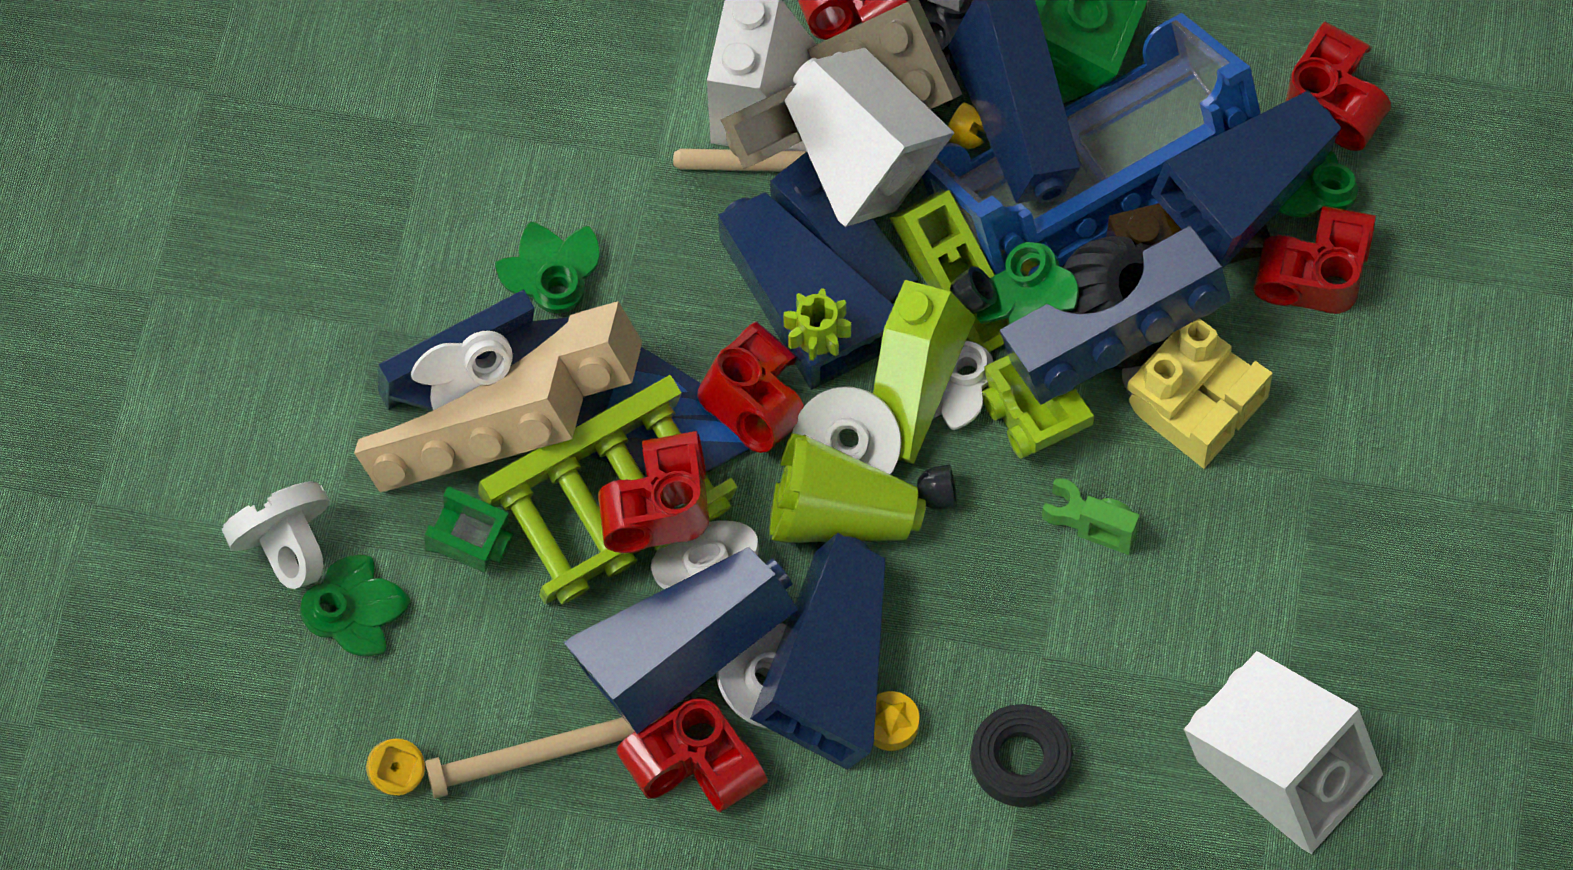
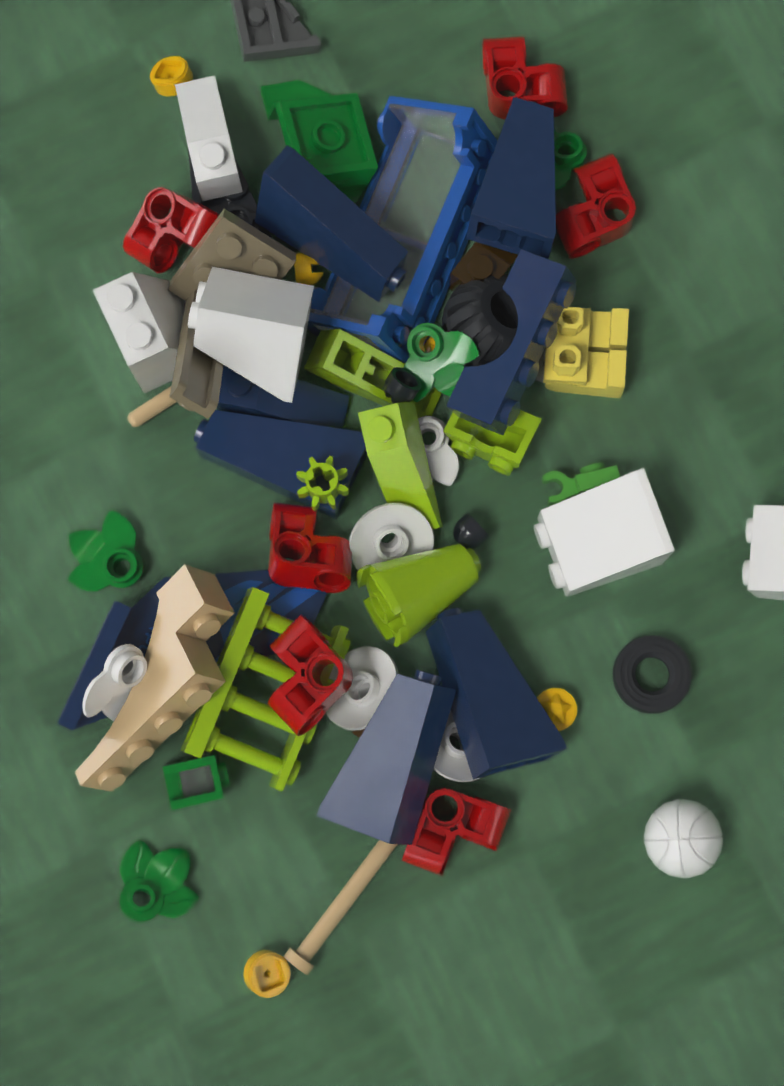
camera: 35 degrees left, 15 degrees up
(283, 532) = (77, 875): white tile -> none
(1072, 576) = (604, 534): none -> white slope

